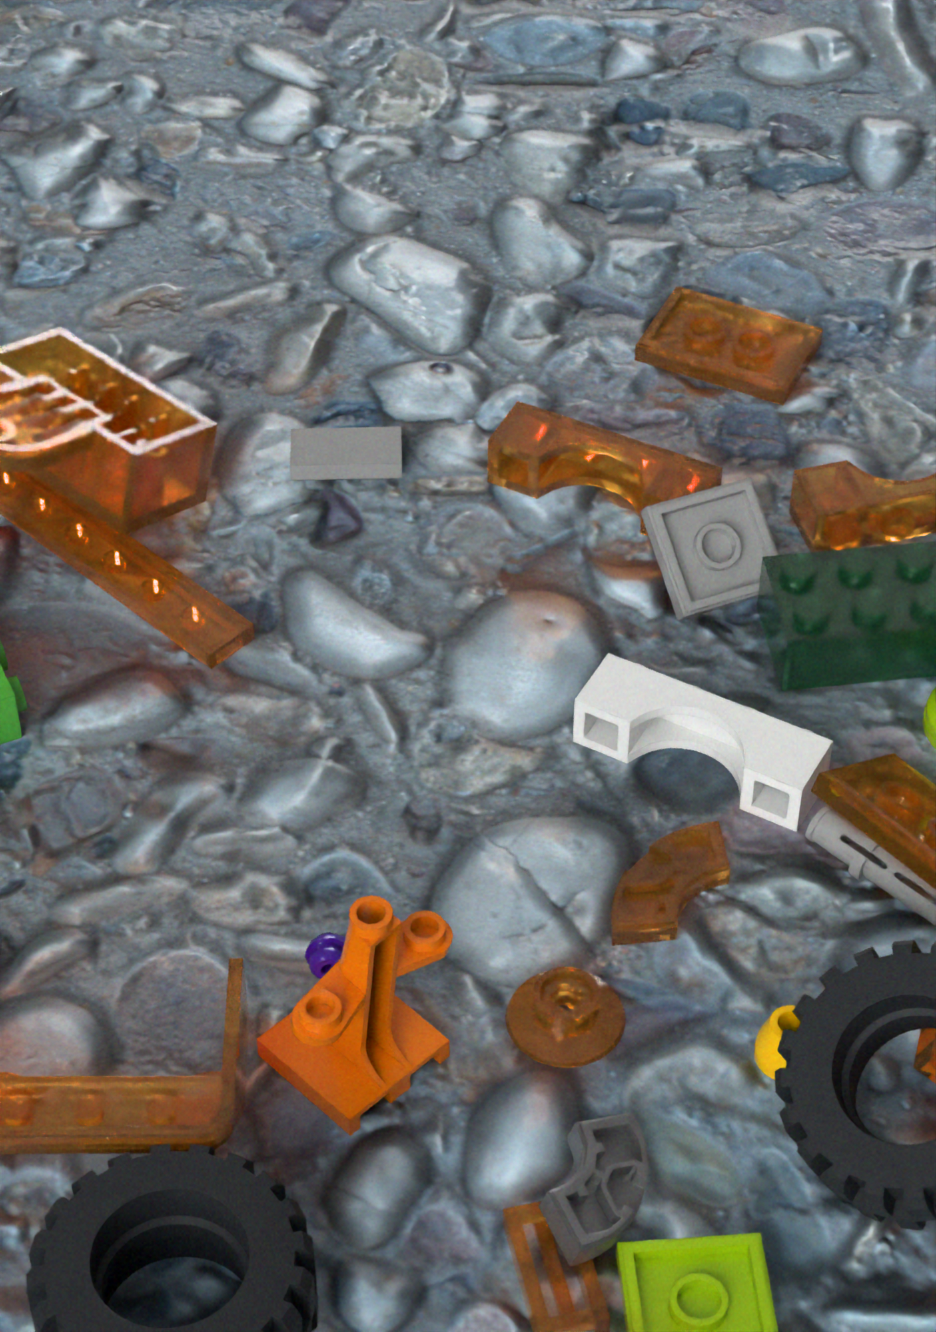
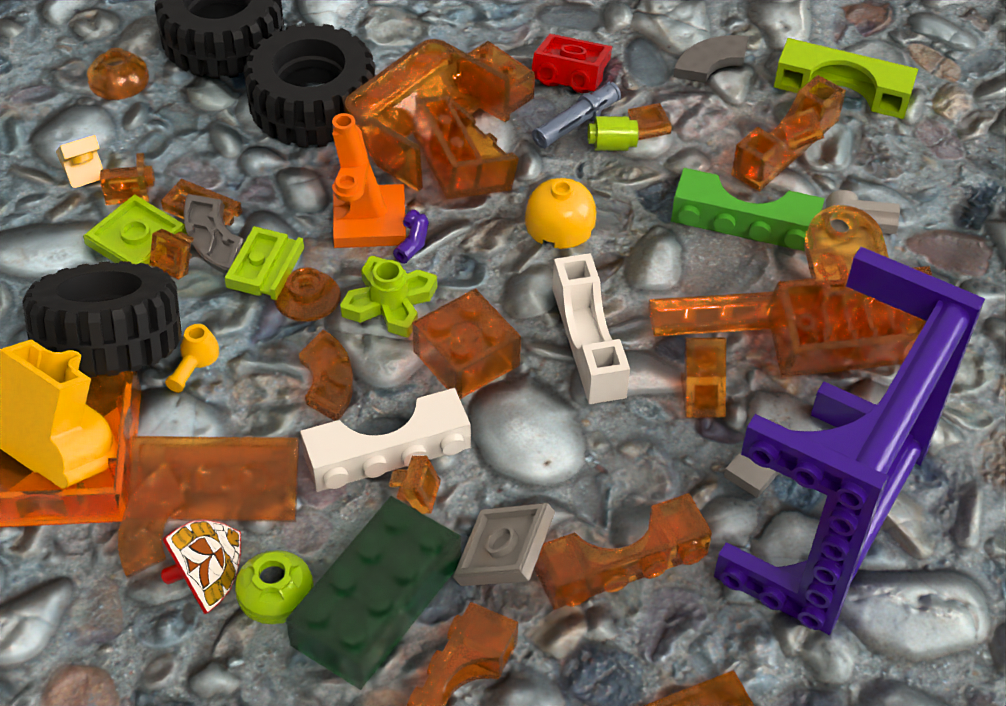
camera: 130 degrees right, 5 degrees up
(137, 830) = (561, 213): none -> yellow cylinder
(141, 989) = (458, 151): none -> clear orange wedge
(288, 702) = (597, 356): none -> white arch
(294, 538) = (704, 377): none -> clear orange slope
(468, 333) = (867, 454): none -> dark purple arch
(480, 759) = (466, 343): none -> clear orange brick
(483, 897) = (389, 293): none -> lime plant
(577, 1080) = (264, 263): none -> lime plate
(684, 1200) = (171, 252): none -> clear orange tile
(727, 670) = (417, 484): none -> clear orange tile

